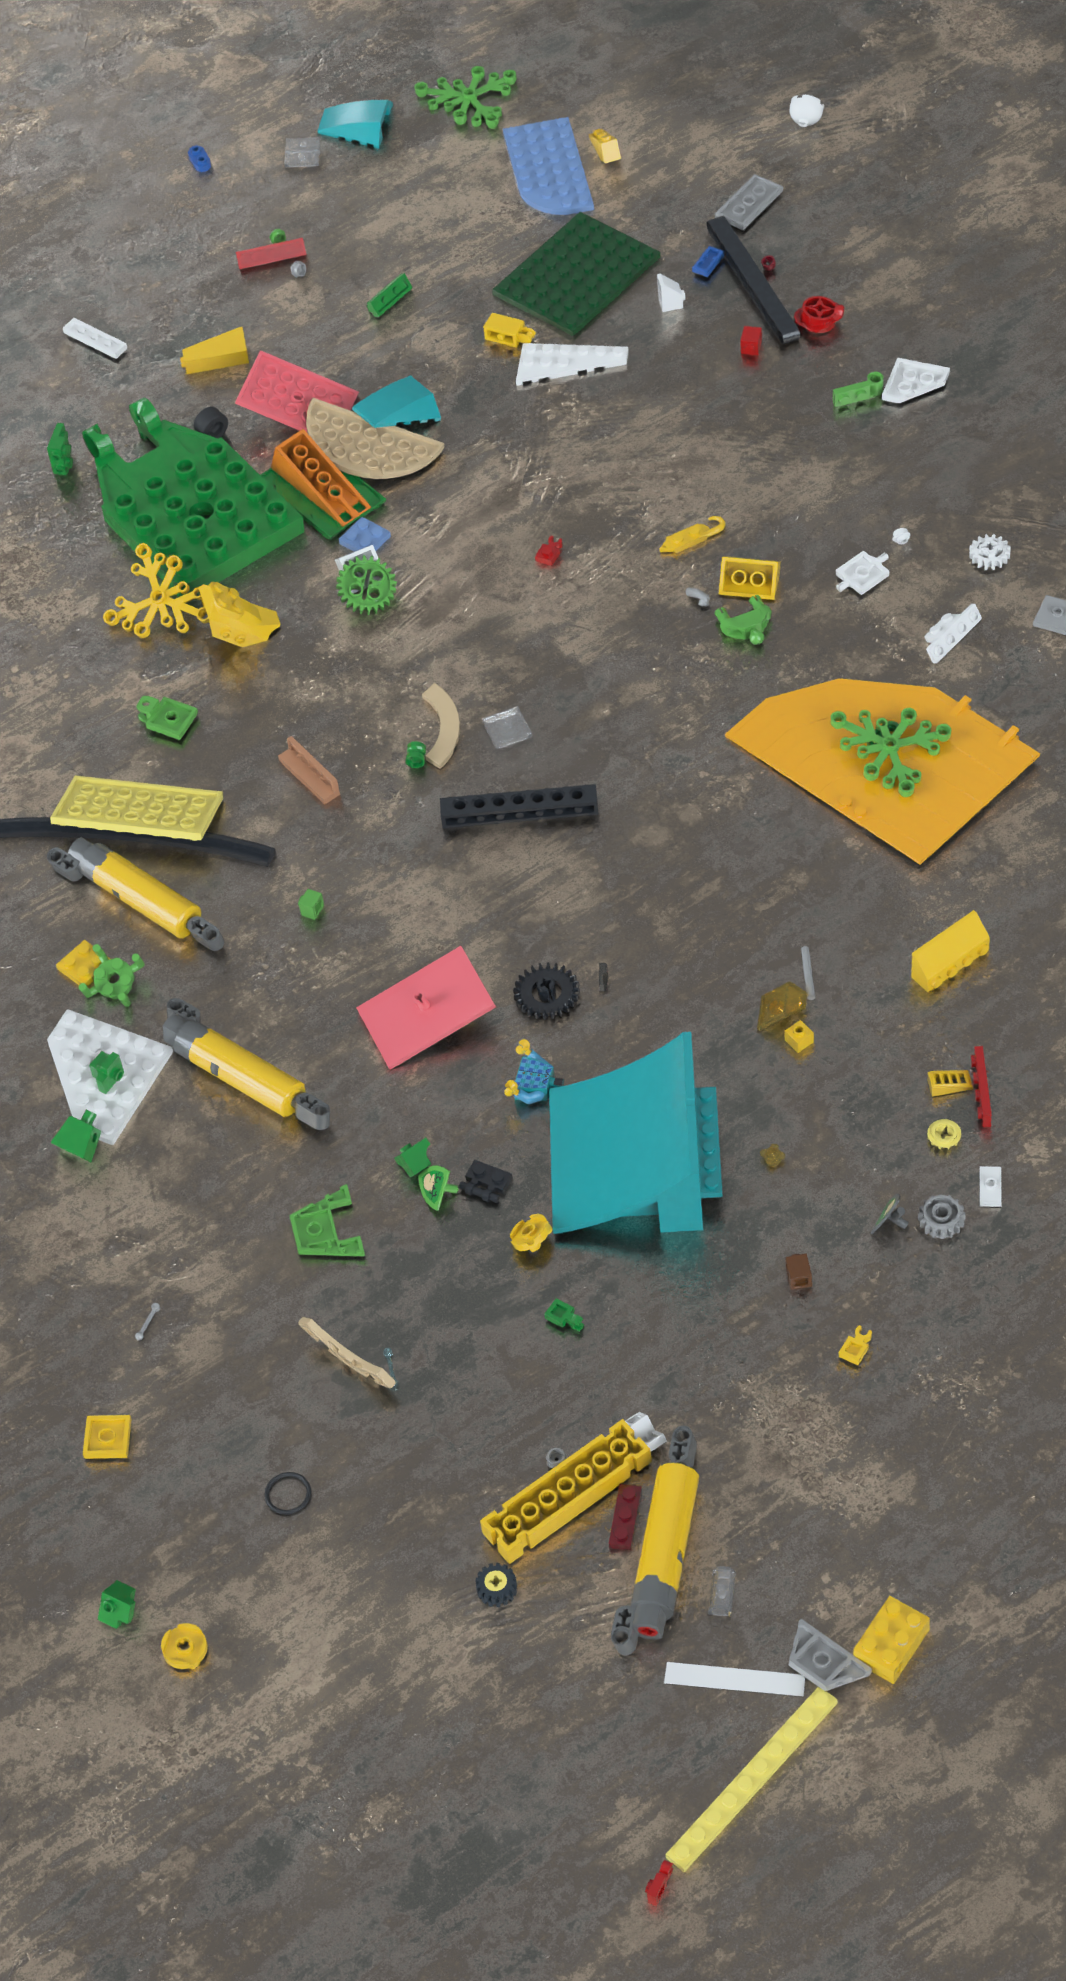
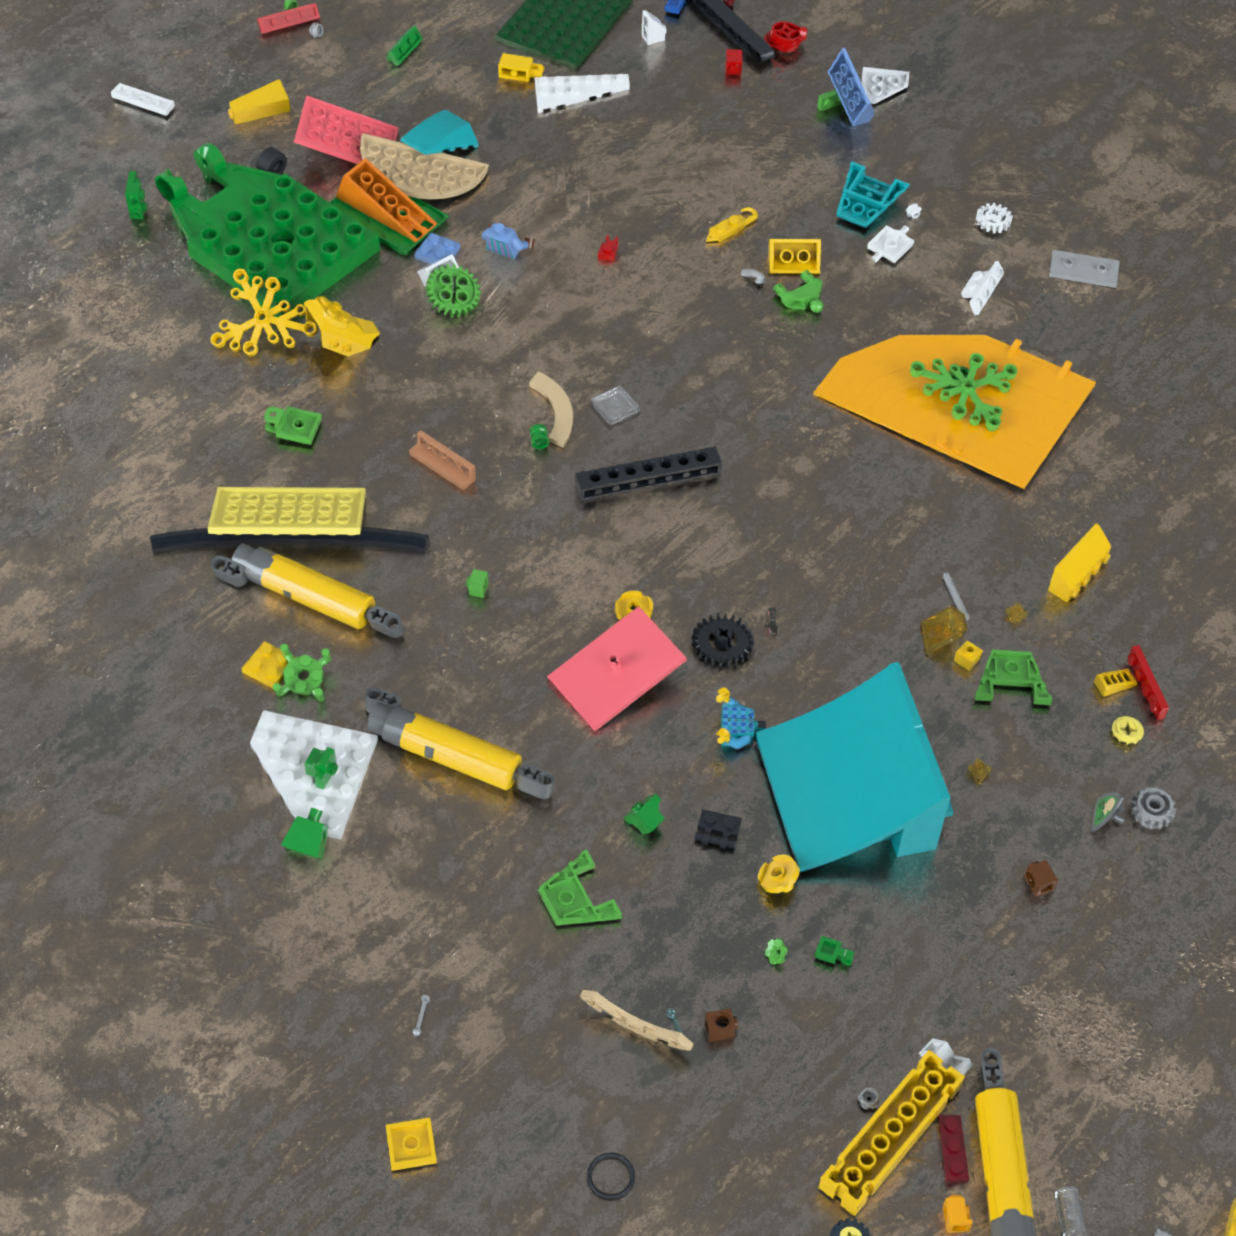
camera: 20 degrees left, 0 degrees up
(427, 1362) = (716, 1032): none -> reddish brown brick
(434, 1184) = (673, 838): shield -> none
(437, 534) = (505, 240): none -> medium blue torso
(466, 937) = (633, 598): none -> yellow plate
(507, 1307) = (776, 951): none -> bright green plant
(606, 1576) = (956, 1214): none -> light orange brick
(839, 1056) = (1012, 669): none -> bright green wing
(851, 514) = (866, 197): none -> teal wedge
(855, 1348) = (1116, 945): yellow plate -> none
(867, 386) = (850, 90): none -> medium blue slope
(869, 1001) = (1016, 617): none -> clear yellow plate
(990, 1186) = (1184, 774): white plate -> none

